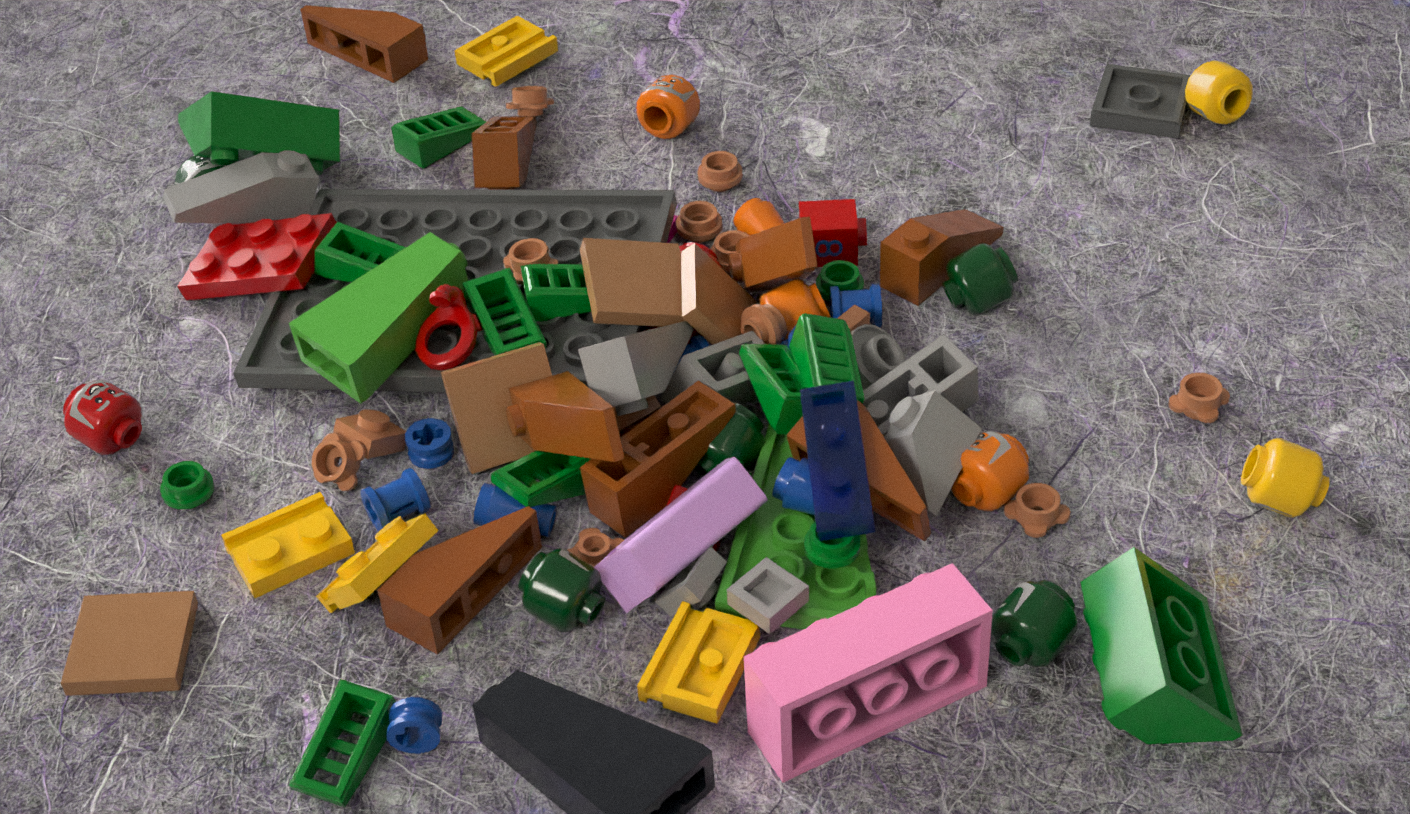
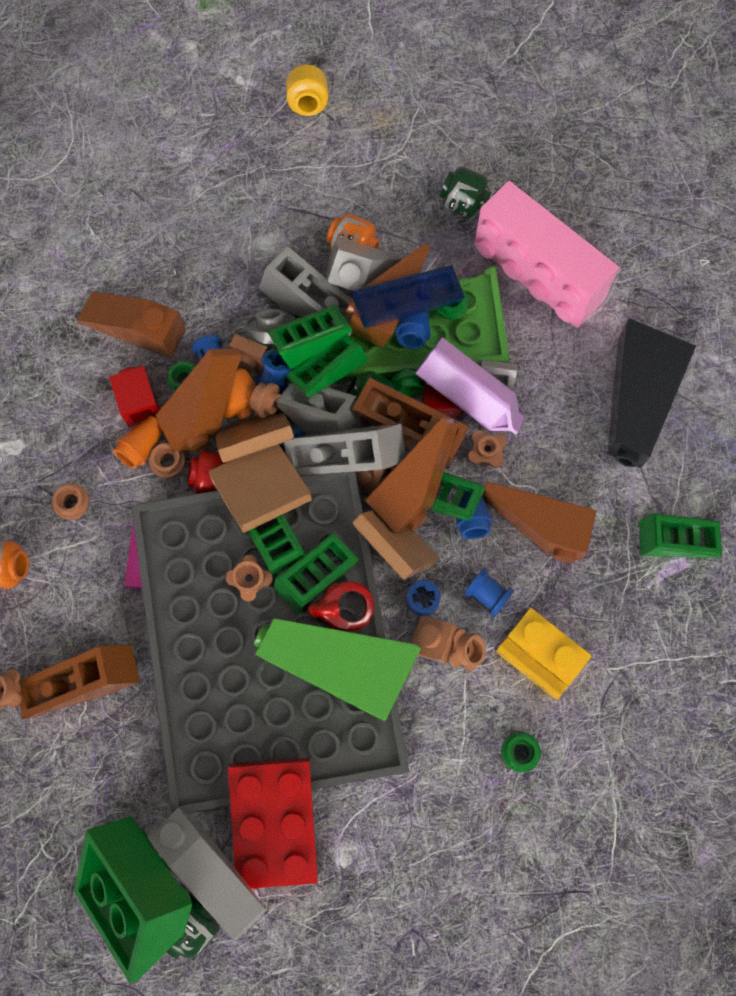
camera: 110 degrees left, 30 degrees up
(102, 417) = (486, 851): red head -> none
(130, 643) = (661, 715): medium nougat tile -> none
(351, 253) = (268, 751): green slope -> none
(369, 569) = (554, 572): yellow plate -> none
(414, 725) = (659, 497): blue bush -> none
(434, 135) = (86, 766): green slope -> none
(561, 590) = (531, 452): dark green head -> none
(699, 221) = (133, 487): nougat plate -> none
(699, 662) = (550, 359): yellow plate -> none
(768, 595) = (507, 322): light grey plate -> none
(980, 279) = (165, 284): dark green head -> none
(1037, 509) = (369, 206): nougat plate -> none
(1157, 654) = (464, 134): green slope -> none
(1199, 397) = (246, 140): nougat plate -> none

